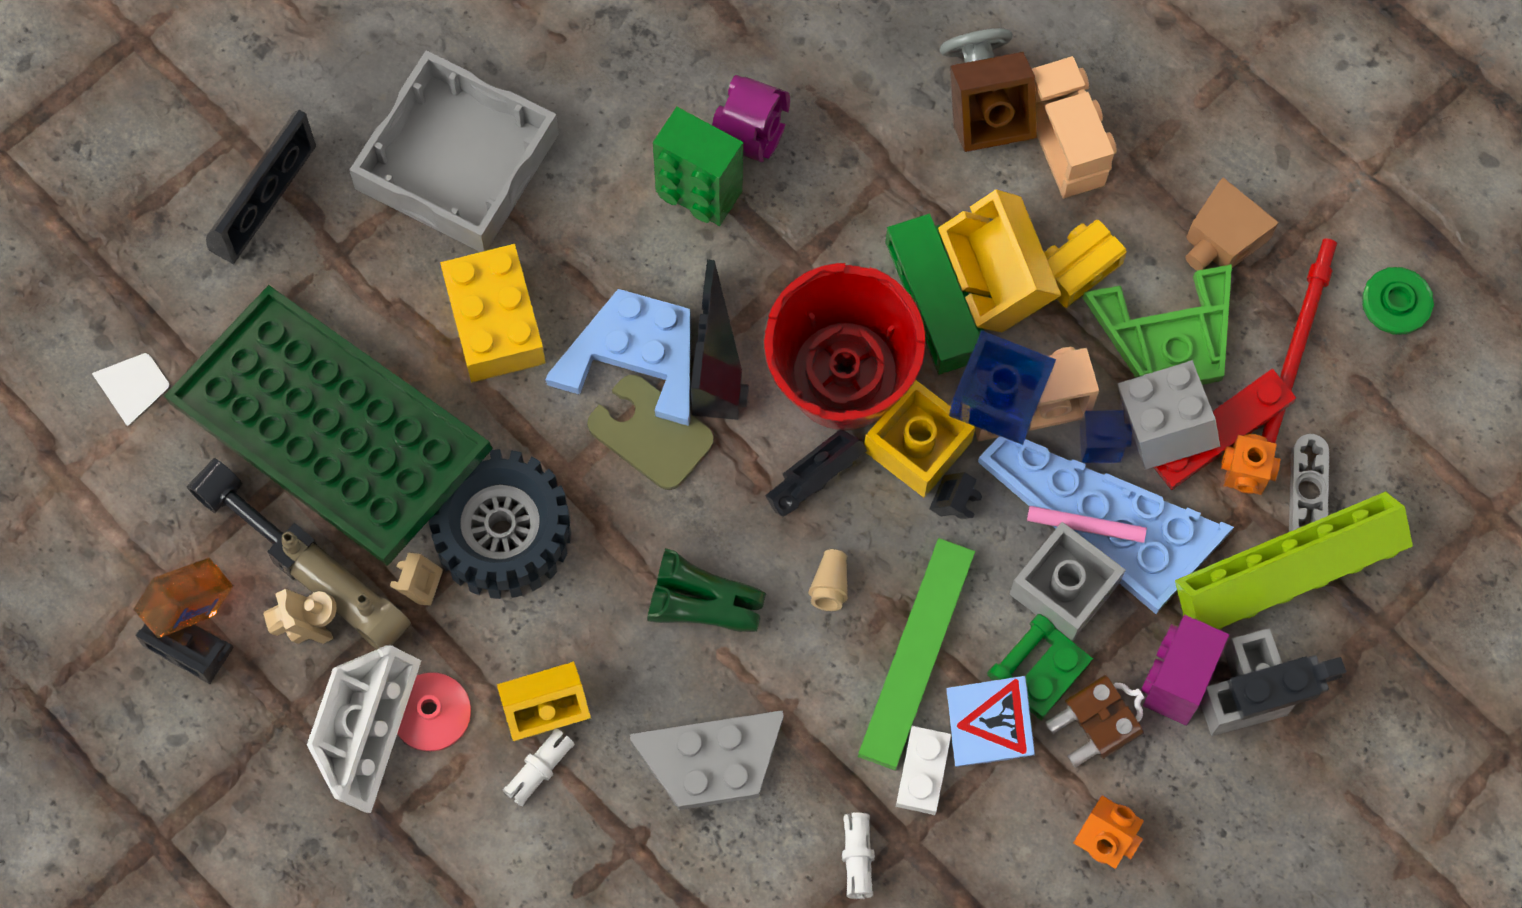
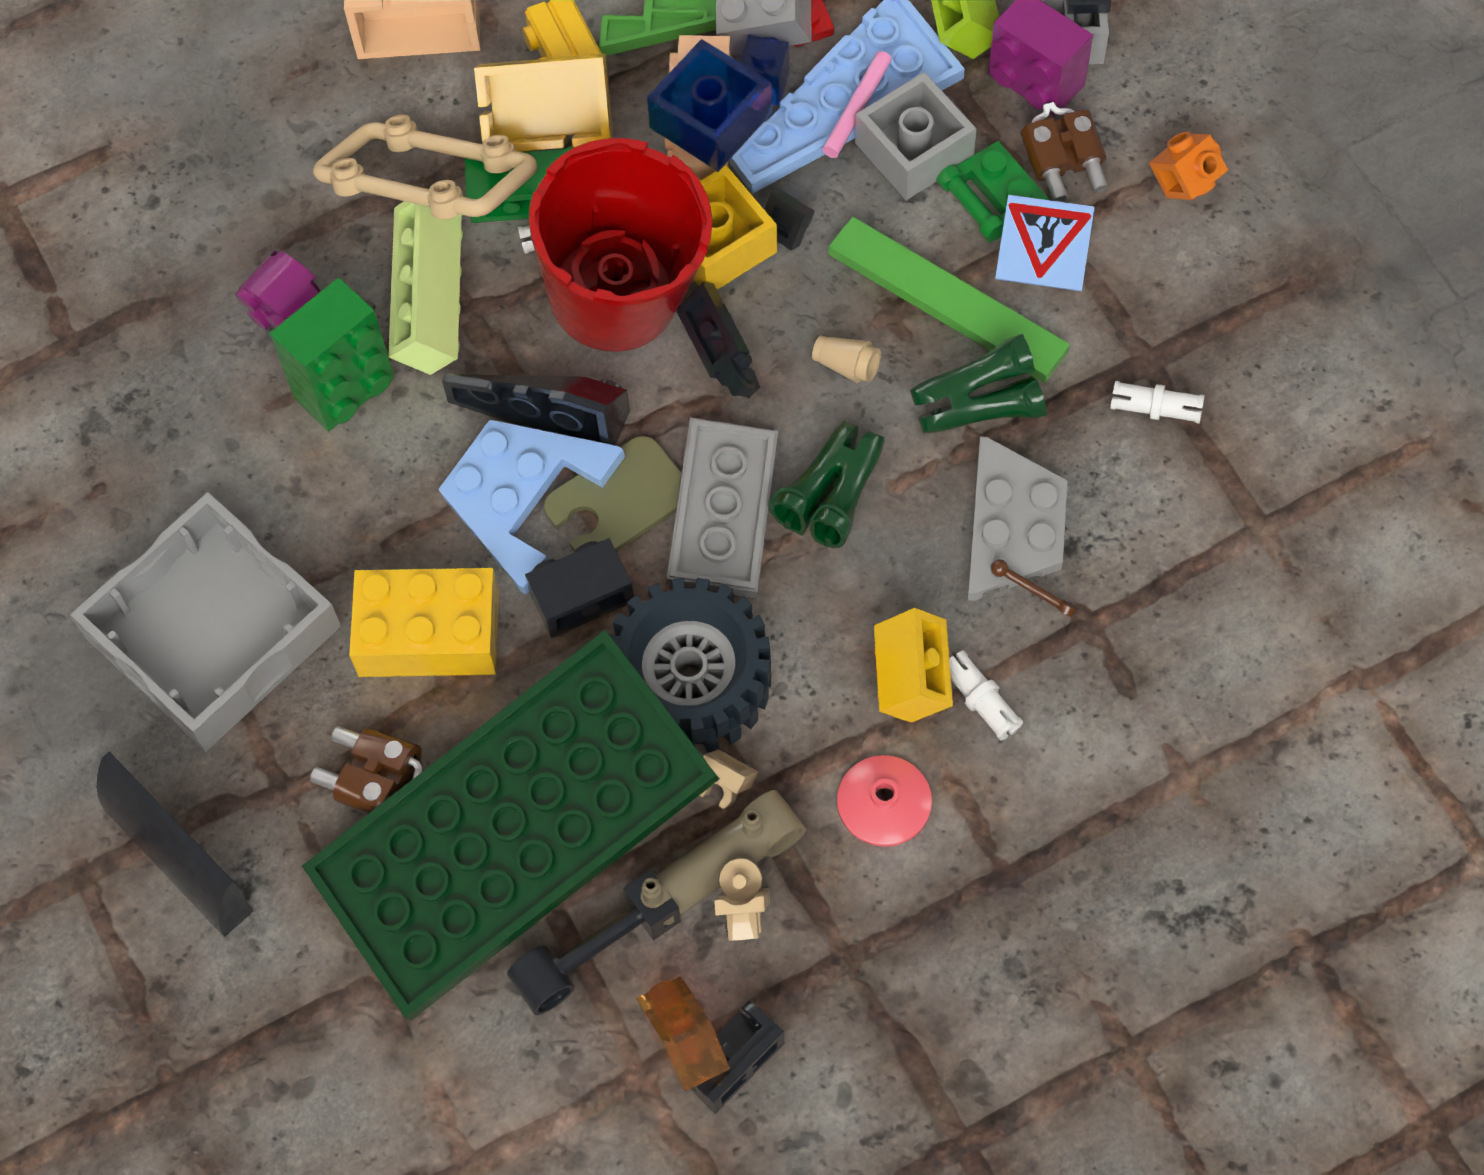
camera: 70 degrees left, 5 degrees down
(132, 385) = (372, 1062): white sticker -> none
(361, 316) = (377, 771): none -> reddish brown piece
(361, 723) = (896, 859): white wedge -> none
(551, 420) = (579, 586): none -> black brick
(639, 818) = (1000, 568): none -> reddish brown hinge
(659, 513) = (723, 506): none -> light grey tile
(802, 220) = (425, 288): none -> yellowish green brick
(811, 686) = (1013, 400): none -> dark green piece
(861, 203) = (443, 196): none -> tan bar
(923, 770) = (1078, 323): white plate -> none
(989, 93) = (352, 67): reddish brown piece -> none

